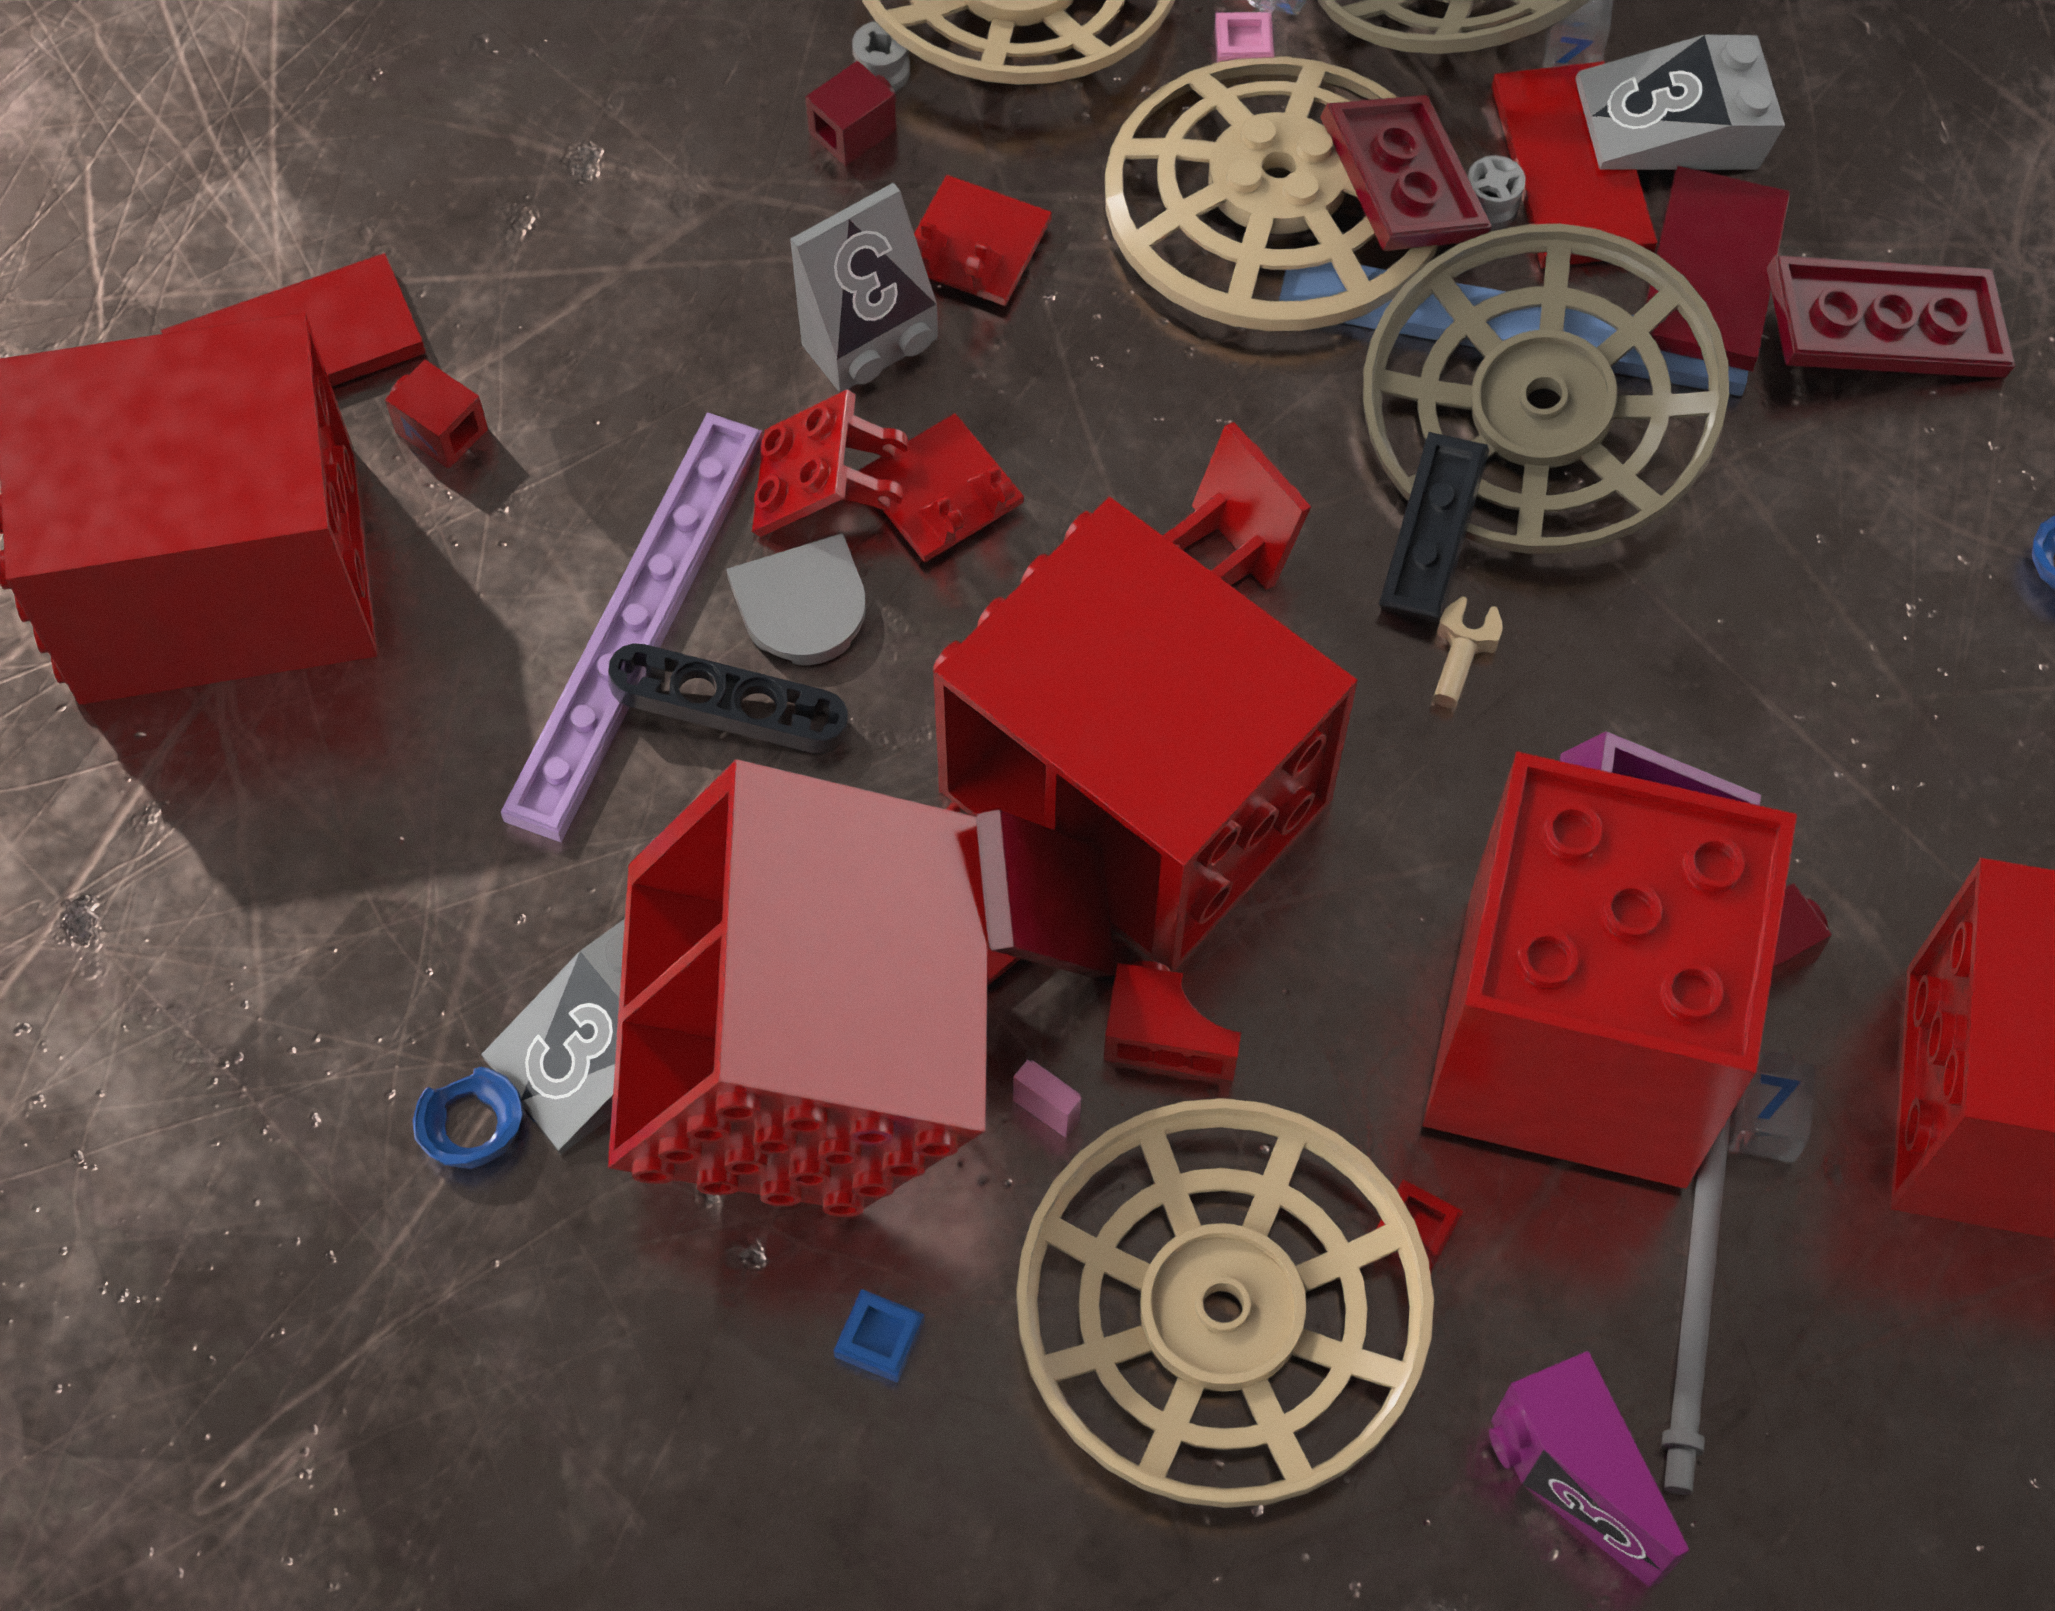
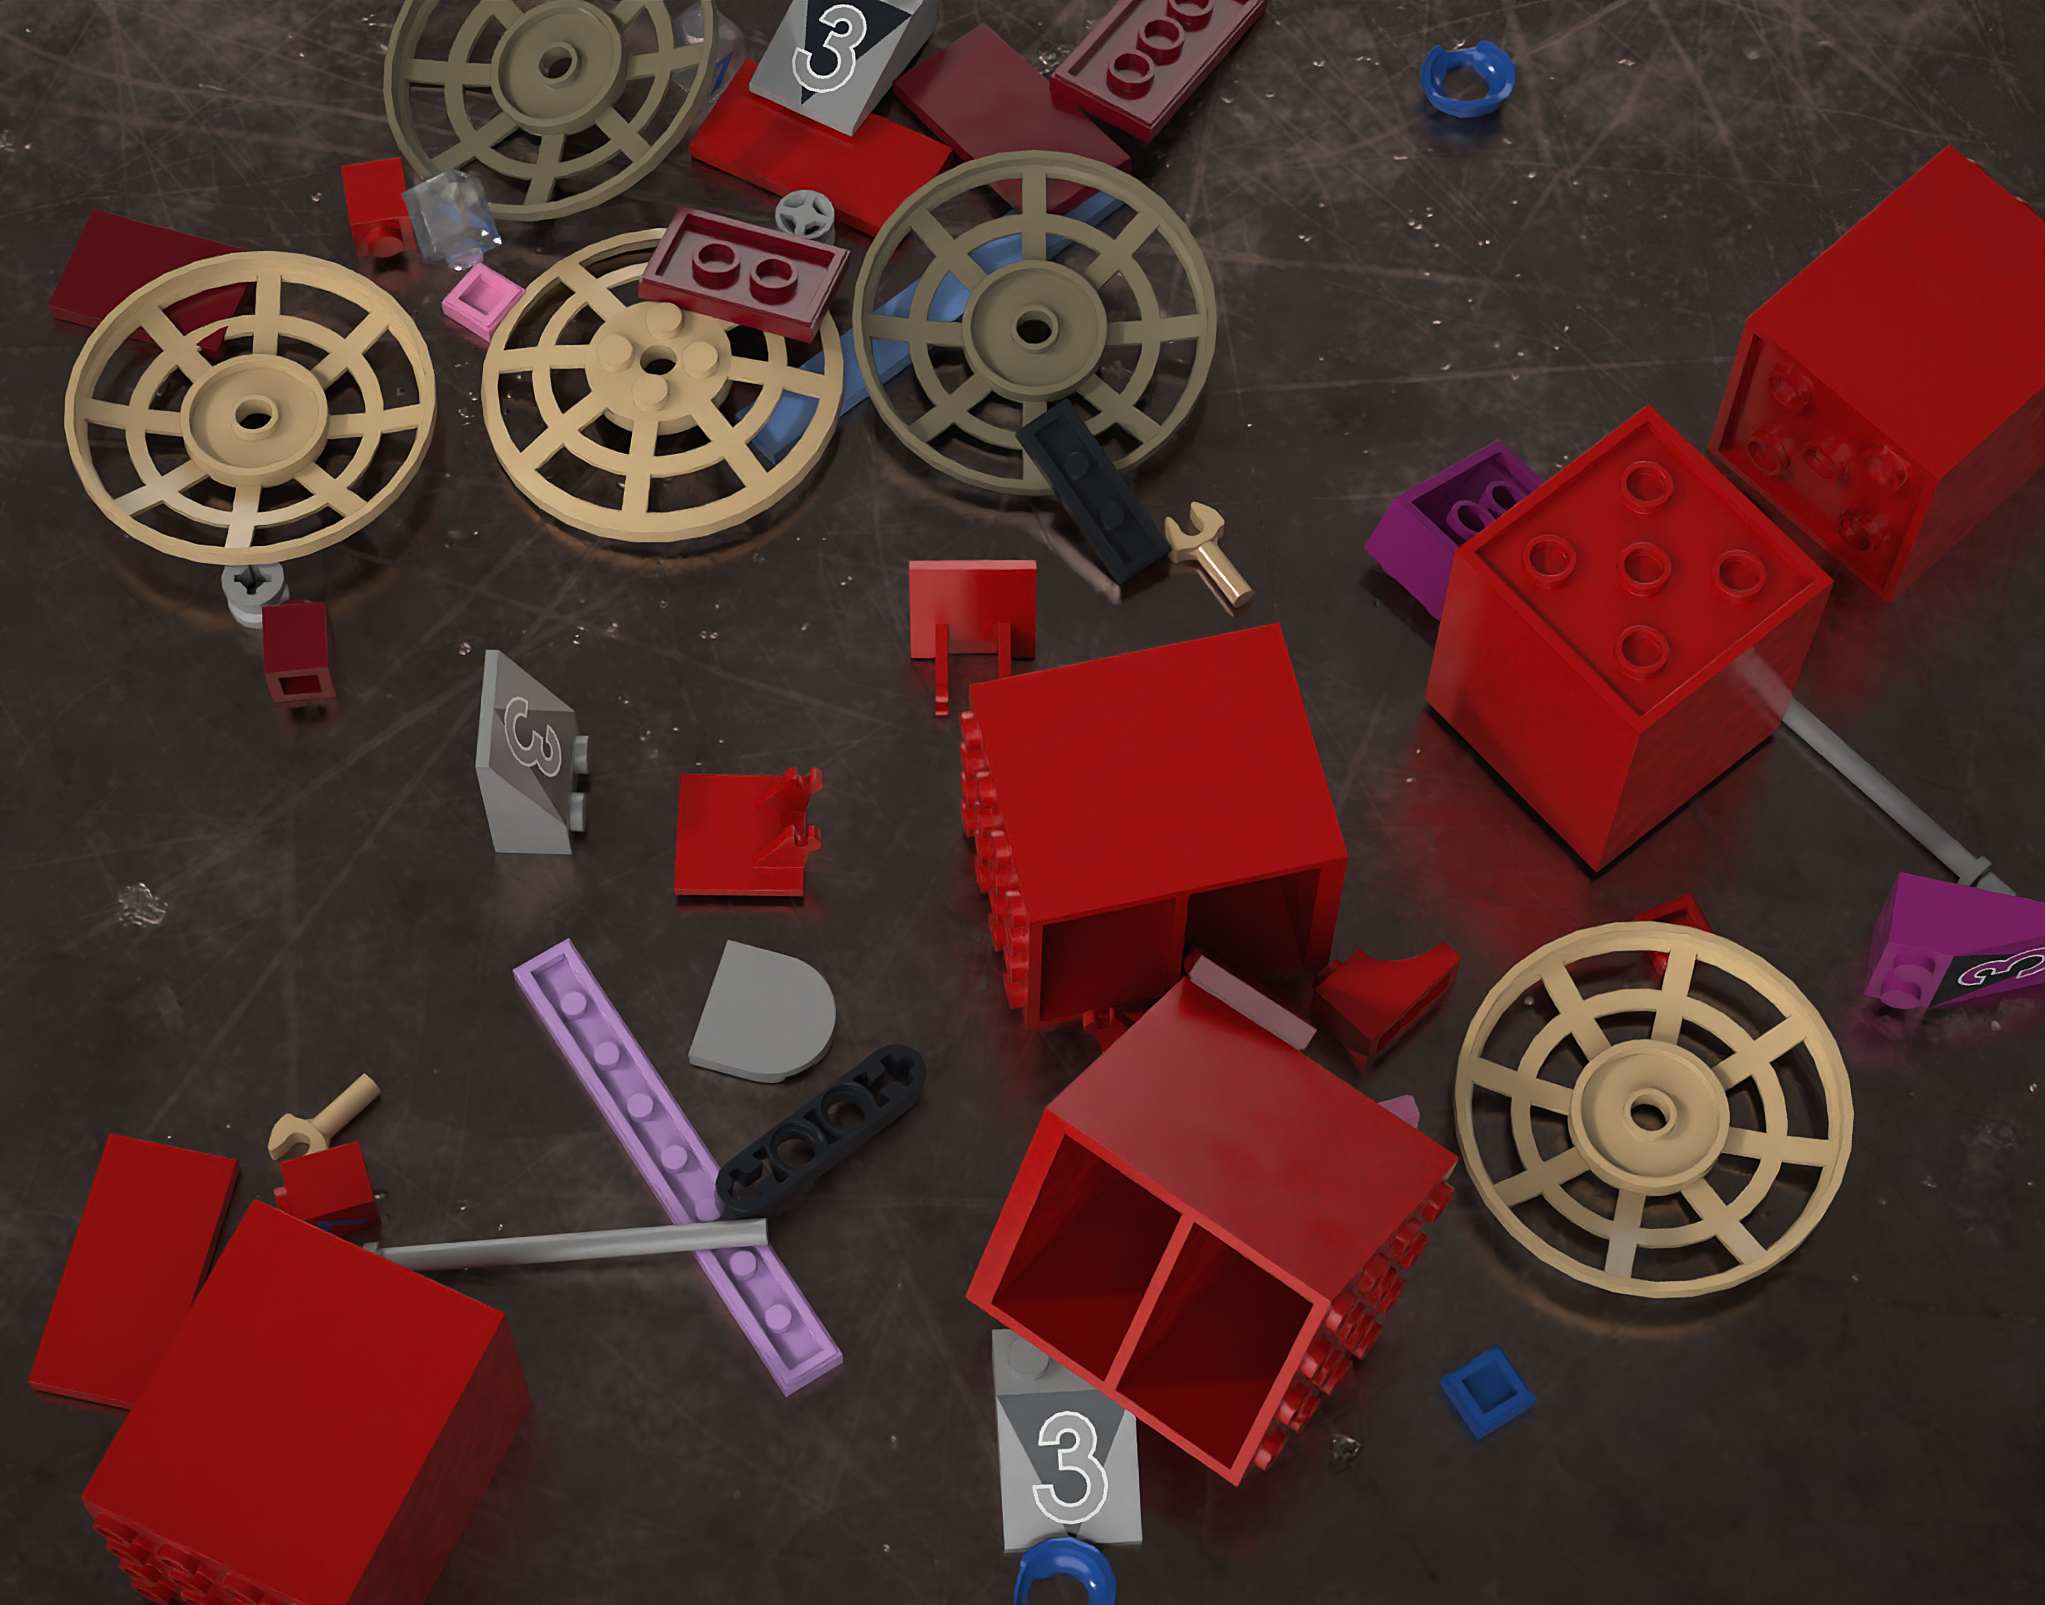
camera: 55 degrees left, 0 degrees up
(408, 480) = (577, 1245): none -> light grey bar
(486, 379) = (325, 1125): none -> tan bar
(805, 464) = (645, 918): red plate -> none
(979, 239) = (522, 622): red plate -> none

